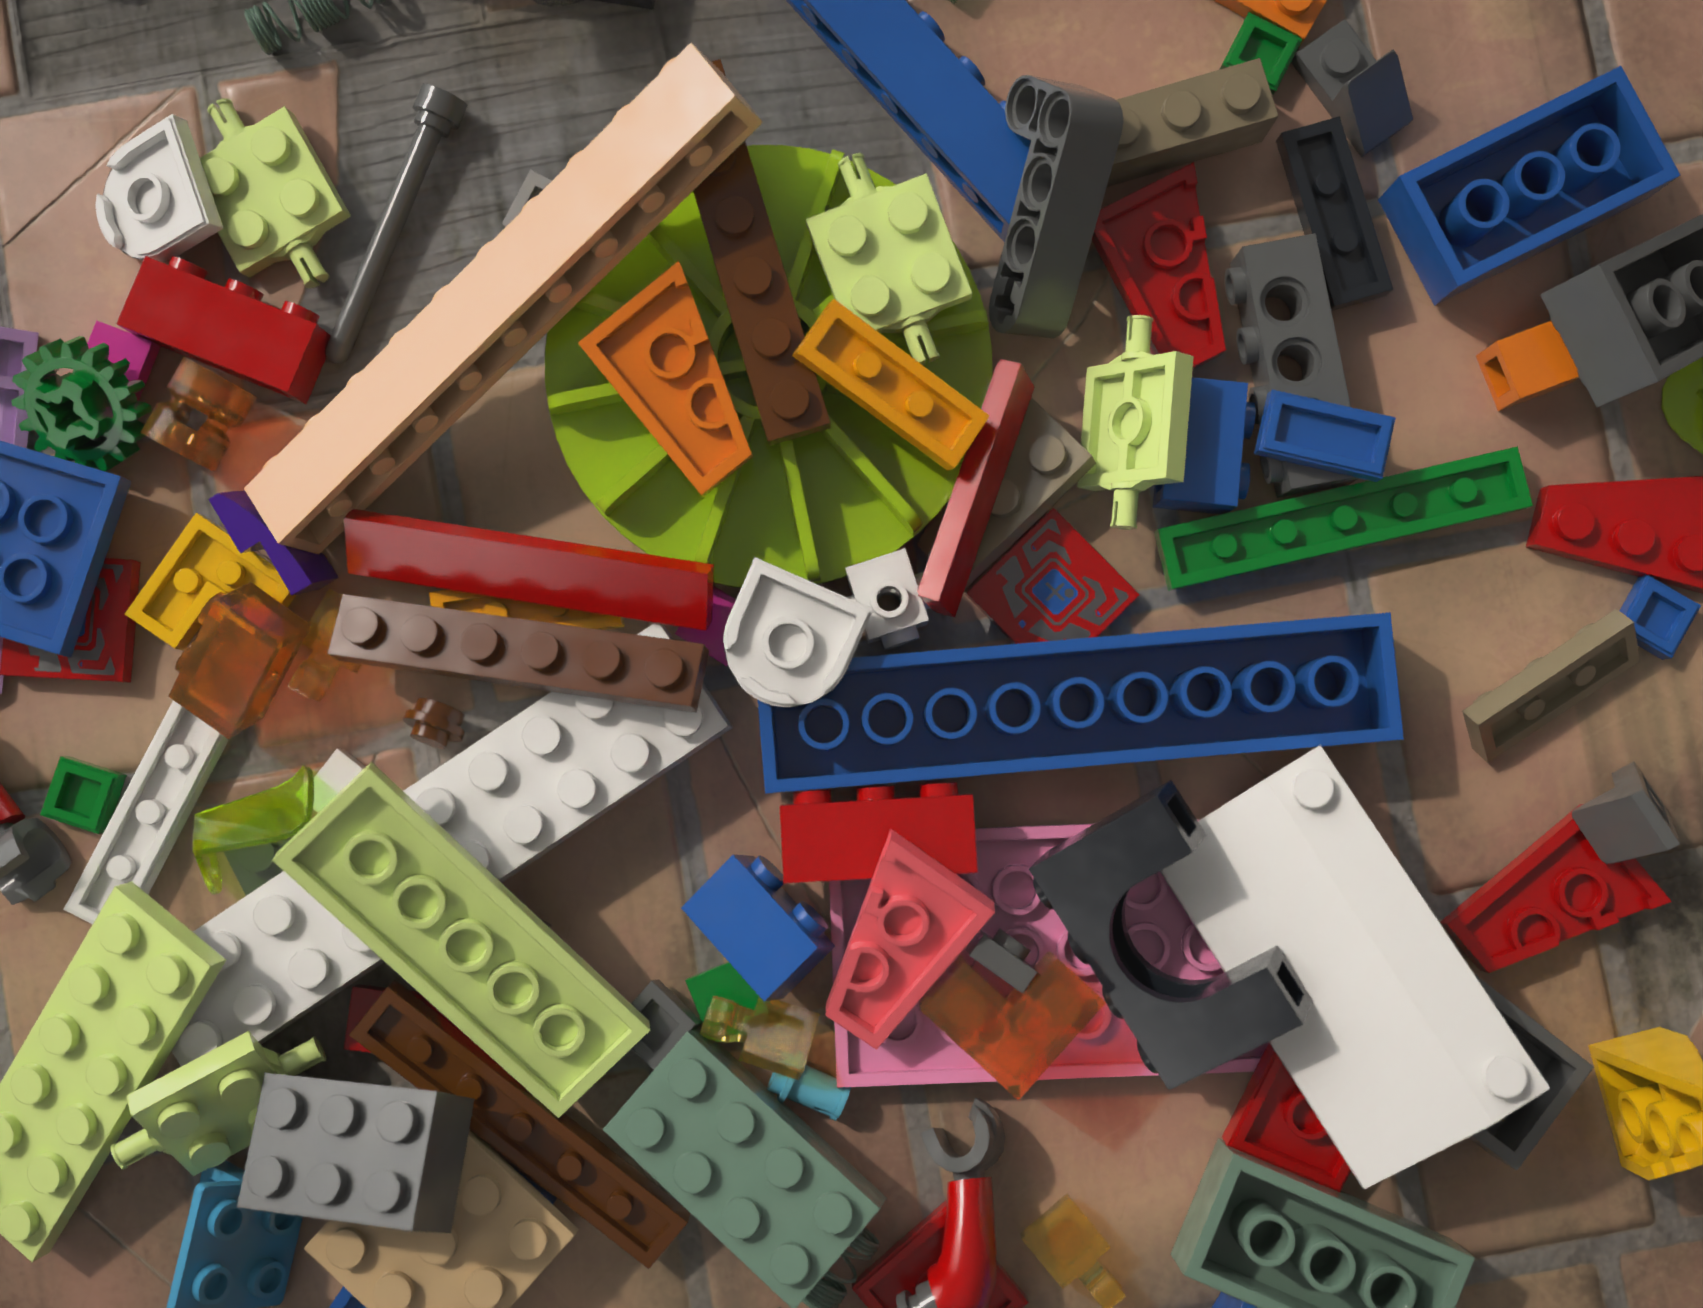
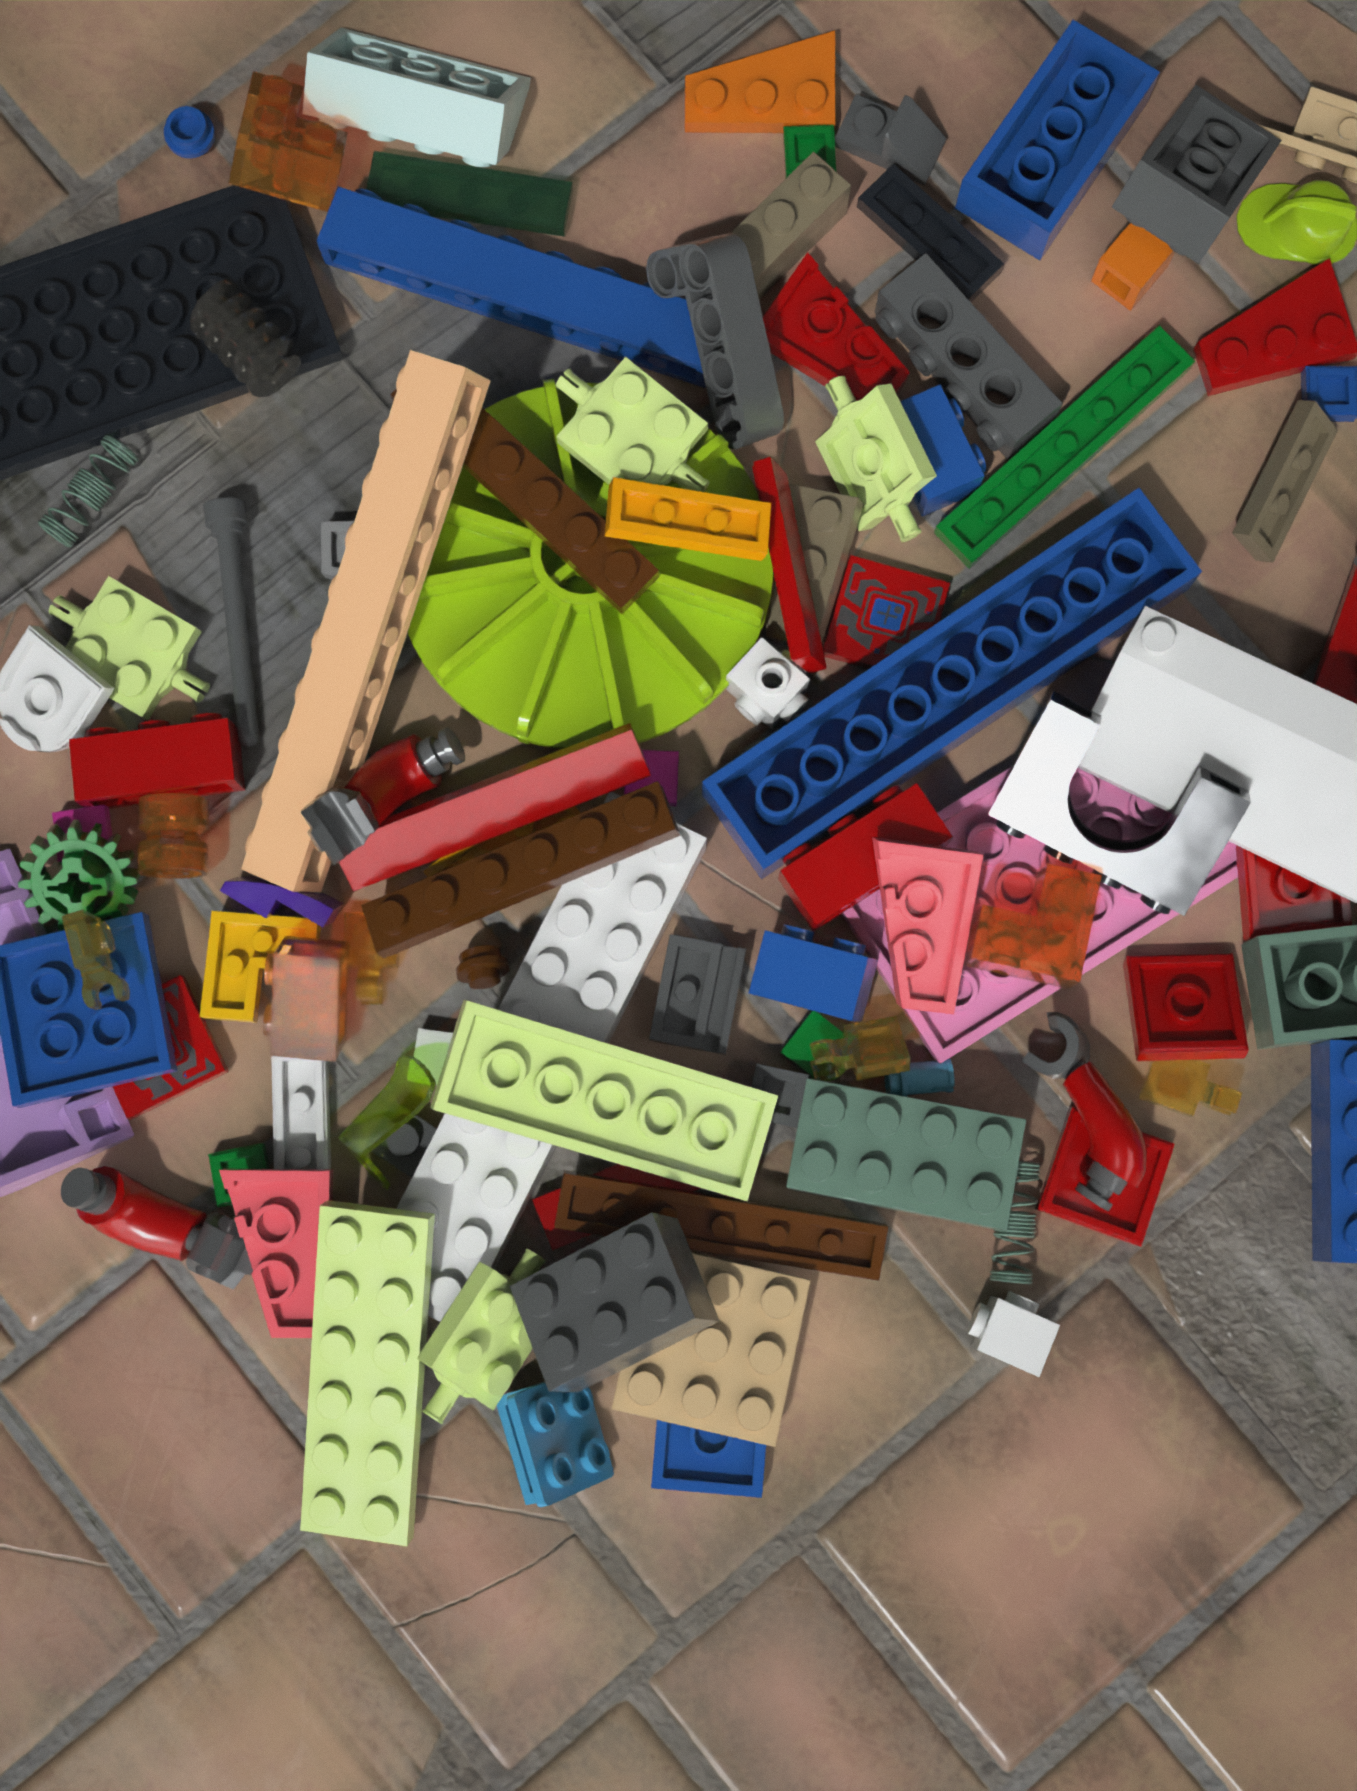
camera: 30 degrees left, 5 degrees down
(38, 490) = (90, 946): none -> clear yellow plate
(79, 865) = (280, 1232): none -> coral wing
(455, 476) = (386, 780): none -> piece
(634, 875) = (697, 994): none -> dark grey plate
(671, 380) = (524, 604): orange wing -> none
(790, 636) = (717, 743): white tile -> none
(1003, 957) = (1007, 892): dark grey plate -> none
(1120, 1172) = (1185, 1007): none -> red tile
(1324, 435) = (1017, 390): blue tile -> none

